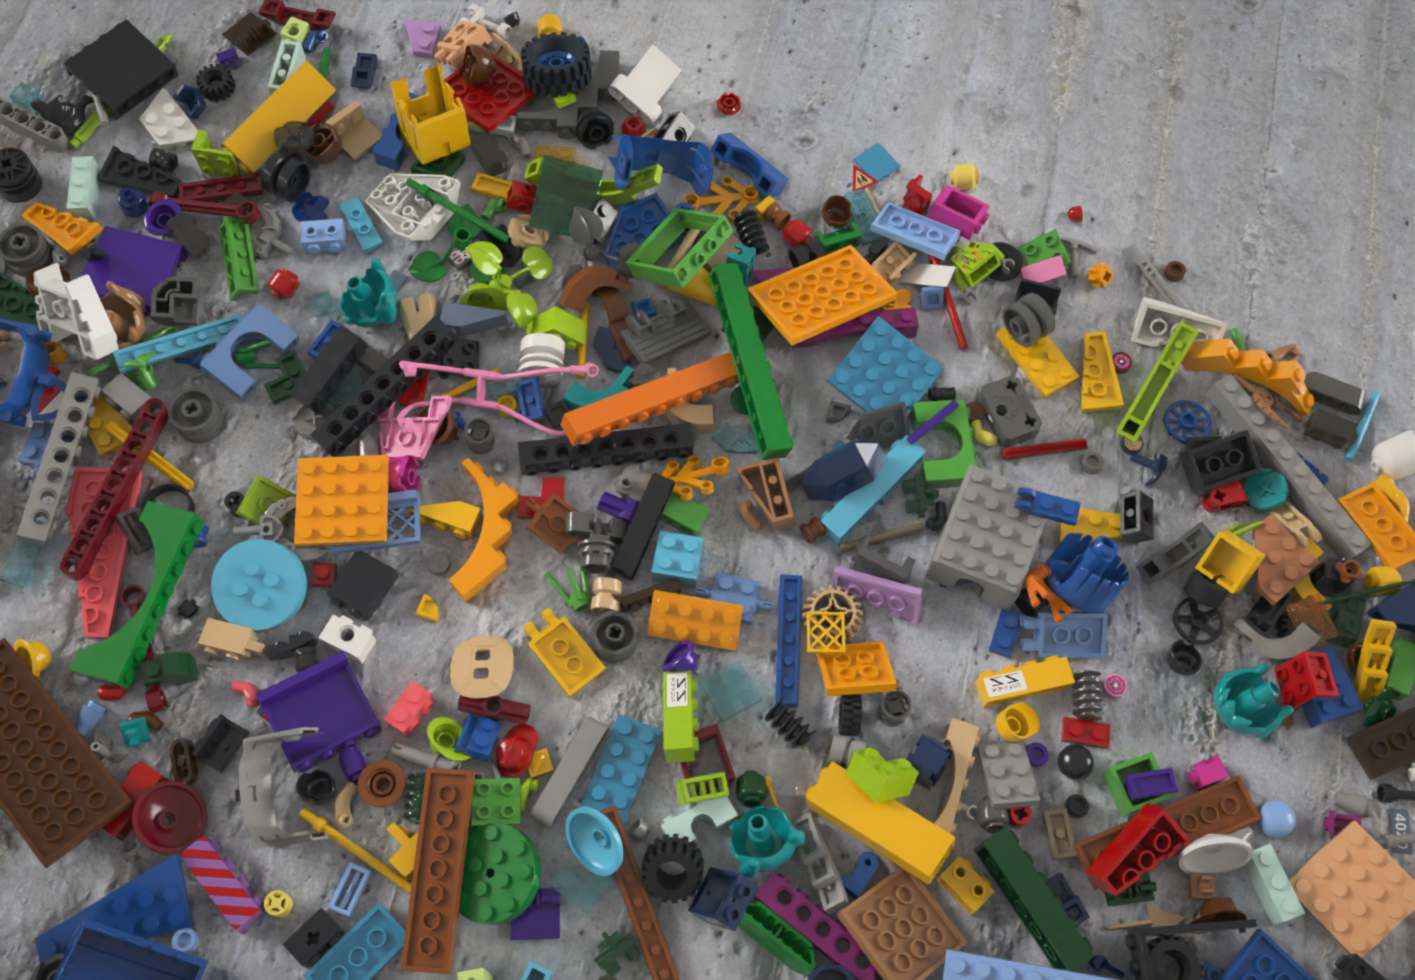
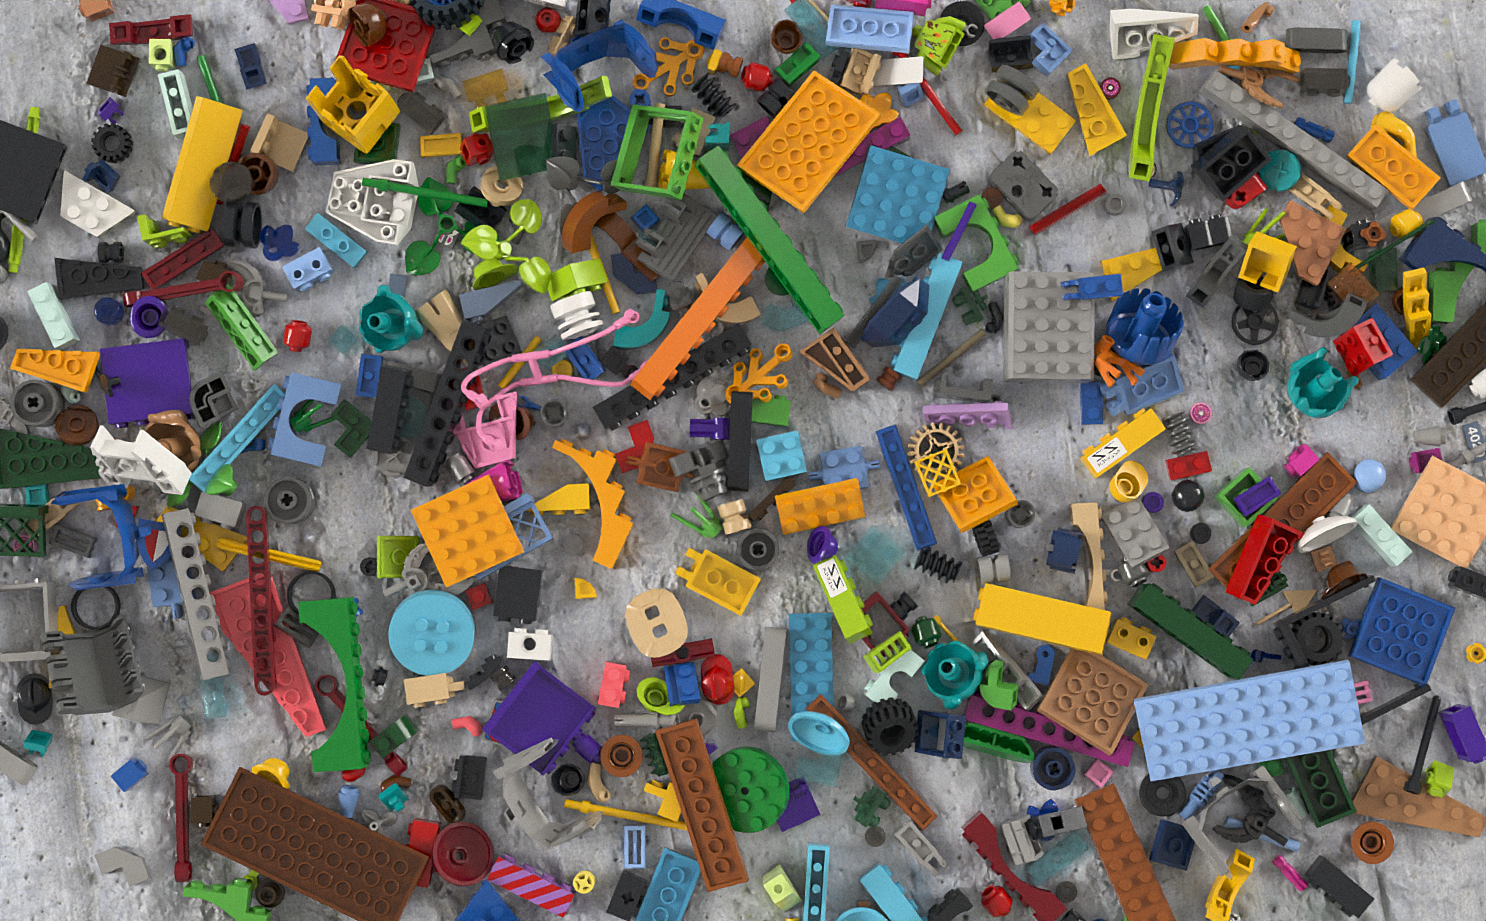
camera: 20 degrees left, 20 degrees up
(496, 801) = (722, 731): bright green hinge -> none
(711, 342) = (726, 231): none -> medium blue wheel
(739, 752) = (903, 605): none -> black wheel
(799, 873) = (995, 691): none -> bright green brick
(881, 778) = (1029, 585): lime brick -> none
(1075, 308) = (1052, 47): none -> medium blue plate
(1175, 519) = (1207, 233): none -> black brick

